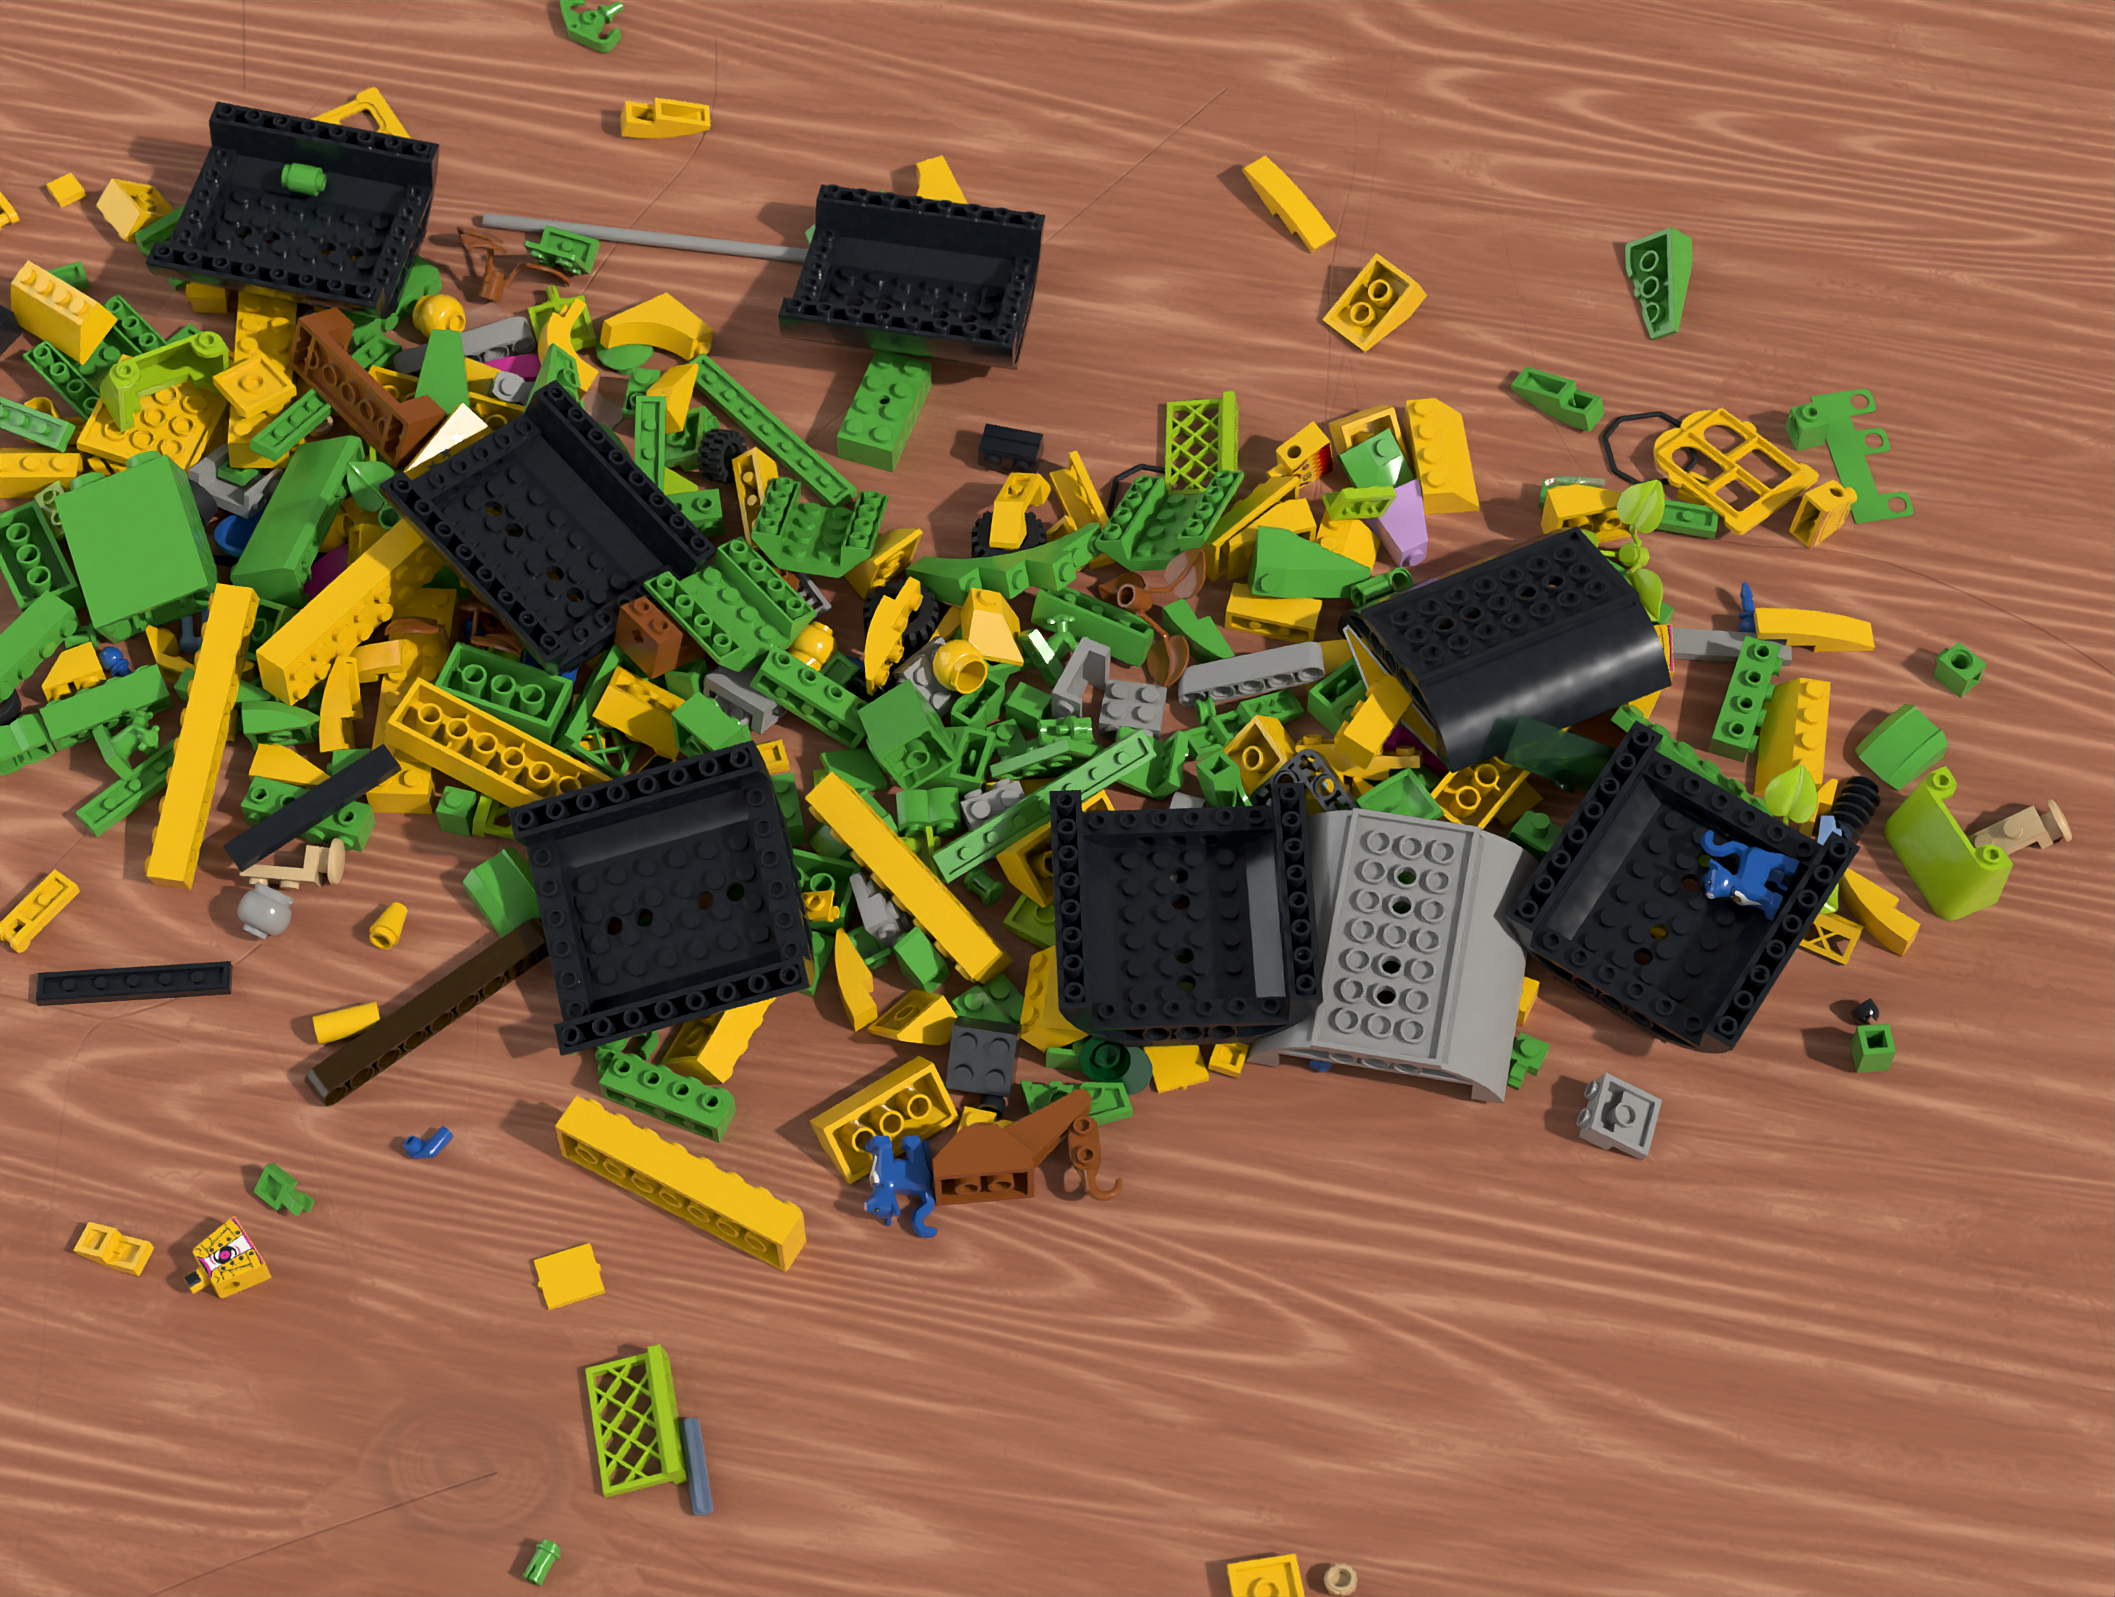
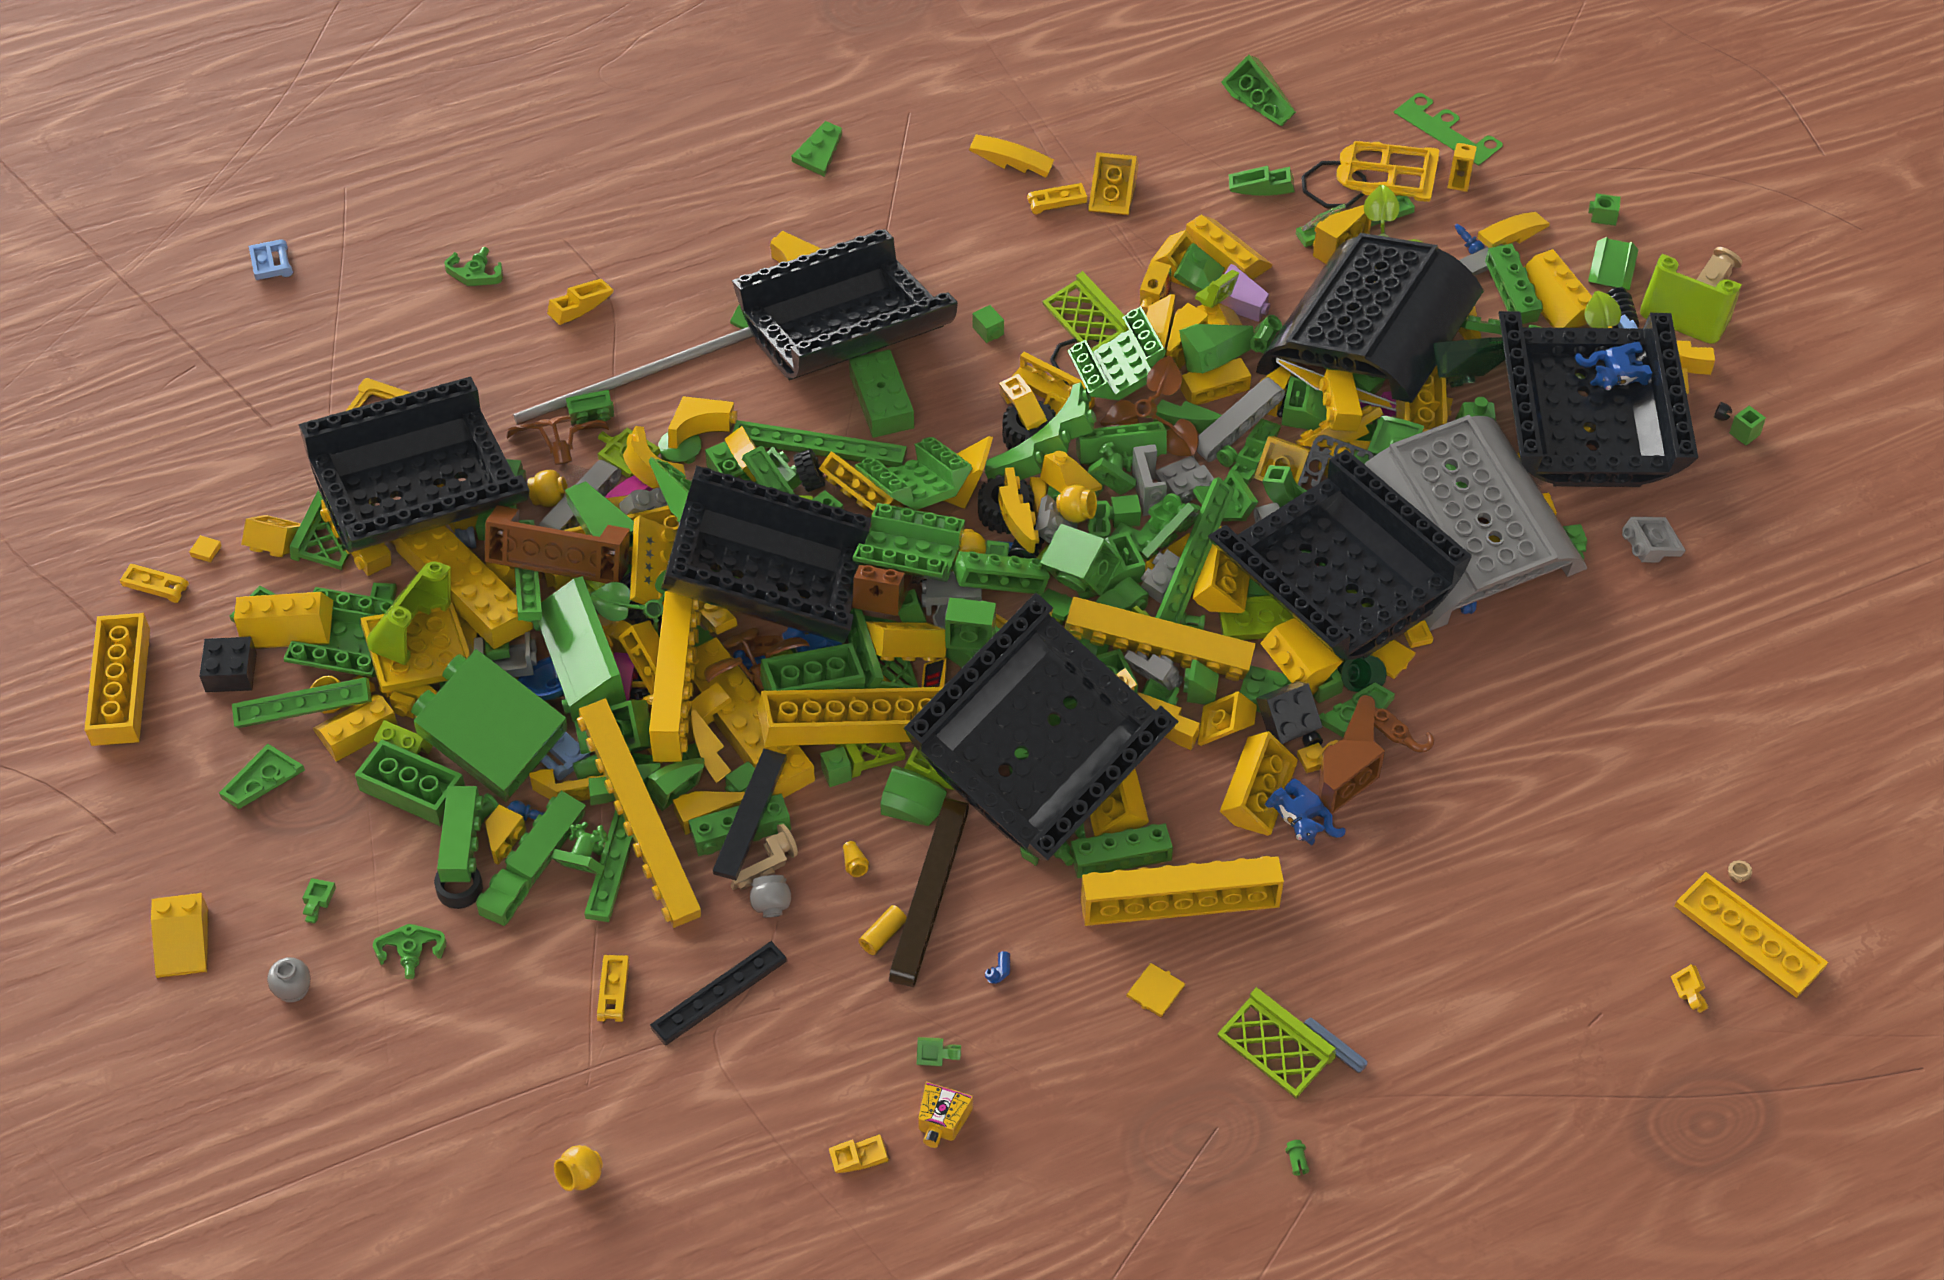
camera: 35 degrees left, 5 degrees down
(254, 385) = (479, 584): yellow plate -> none
(303, 179) = (391, 446): bright green brick -> none
(1010, 449) = (977, 375): black brick -> none
(1078, 394) = (988, 323): none -> bright green brick
(1079, 78) = (818, 148): none -> bright green wing
(1297, 284) = (1056, 197): none -> yellow plate
(1807, 426) = (1410, 125): bright green brick -> none

